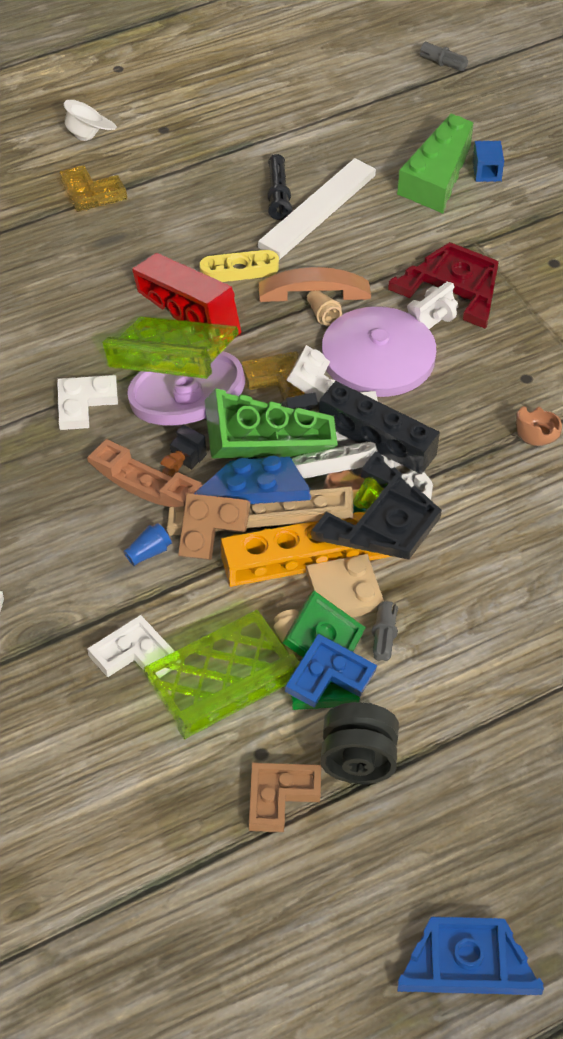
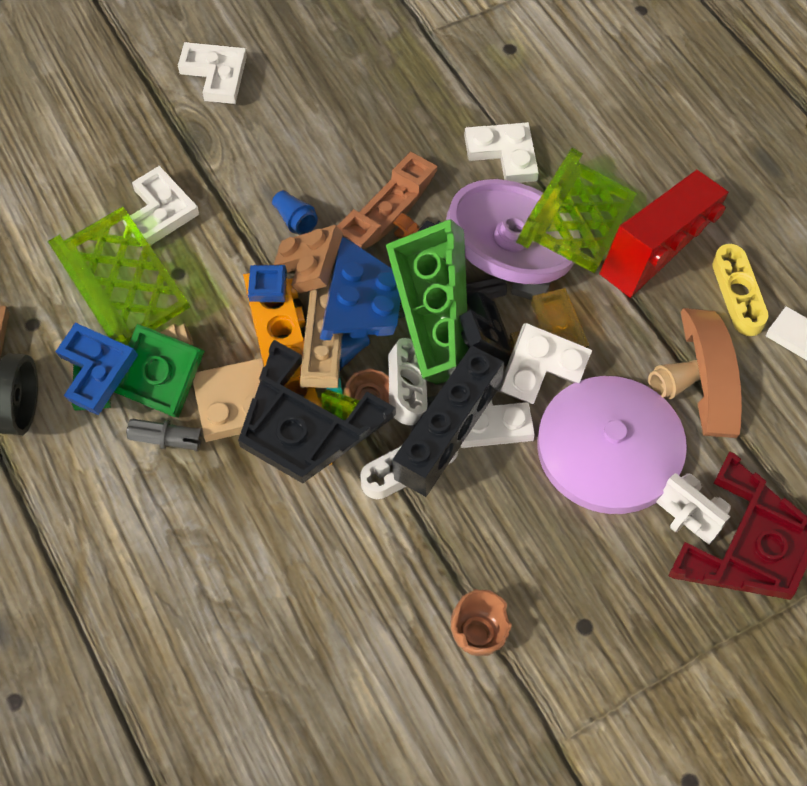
camera: 90 degrees right, 10 degrees up
(244, 545) = (267, 283): none -> blue tile

